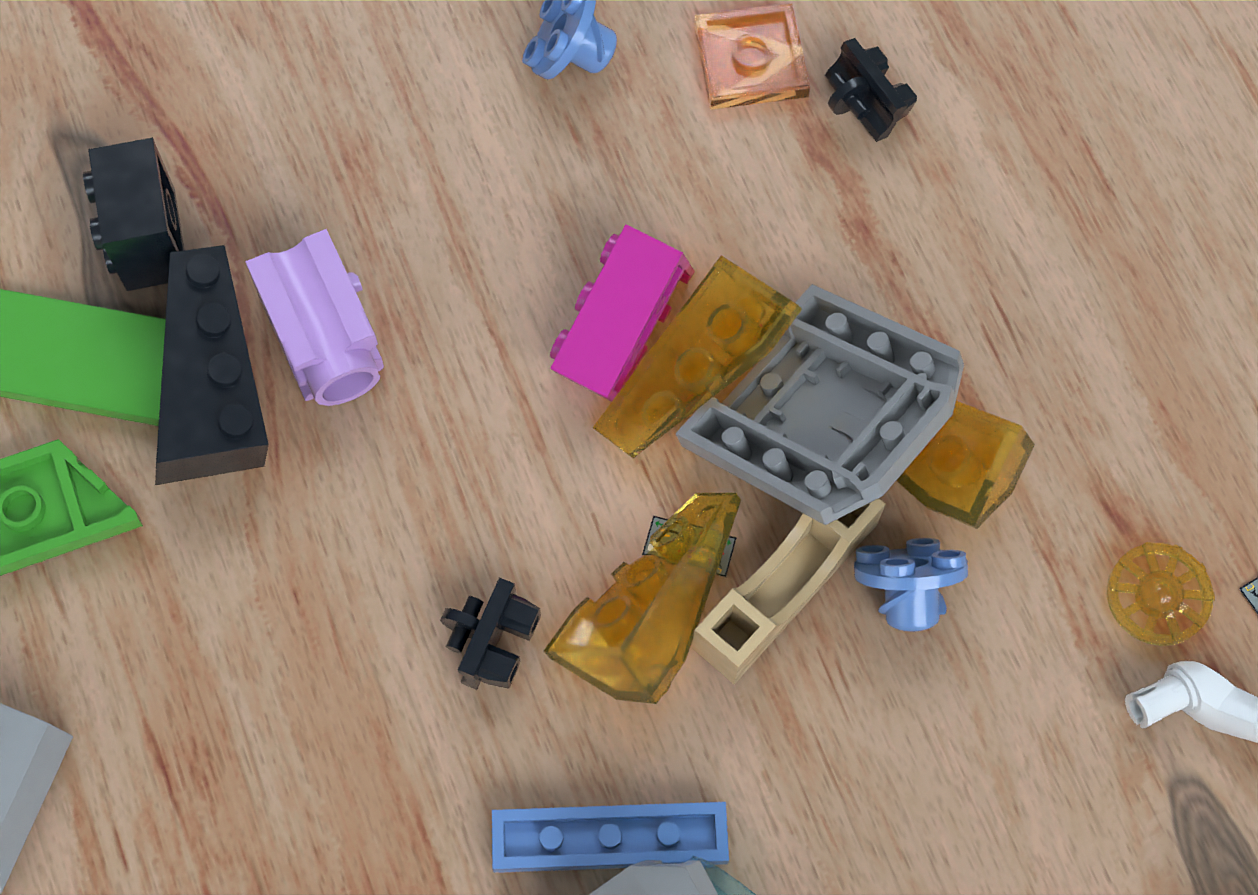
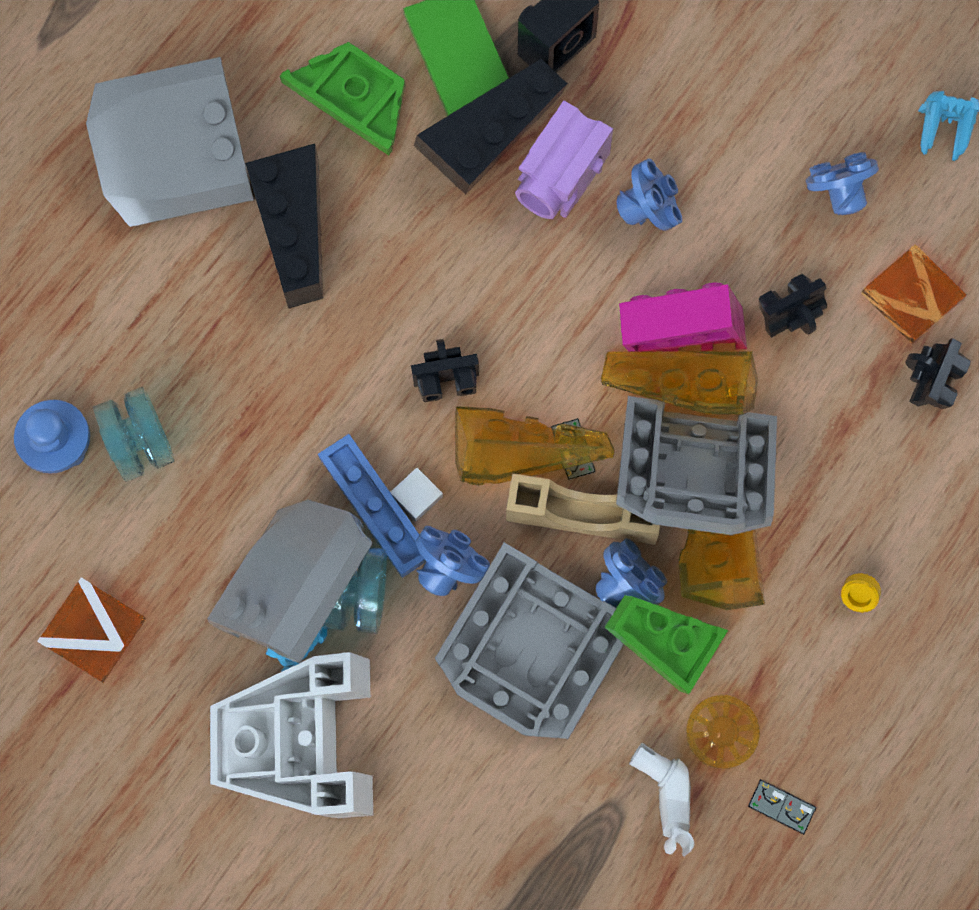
camera: 60 degrees right, 5 degrees up
(135, 700) = (290, 211): none -> black wedge
(436, 254) = (650, 198): none -> medium blue plate
(627, 774) = (416, 494): none -> white tile
(694, 184) = (795, 310): none -> black hips
(751, 786) = (448, 561): none -> medium blue plate
(925, 753) = (530, 647): none -> light grey wedge
(1019, 583) = (666, 640): none -> bright green wing
(1080, 332) = (861, 592): none -> yellow tile

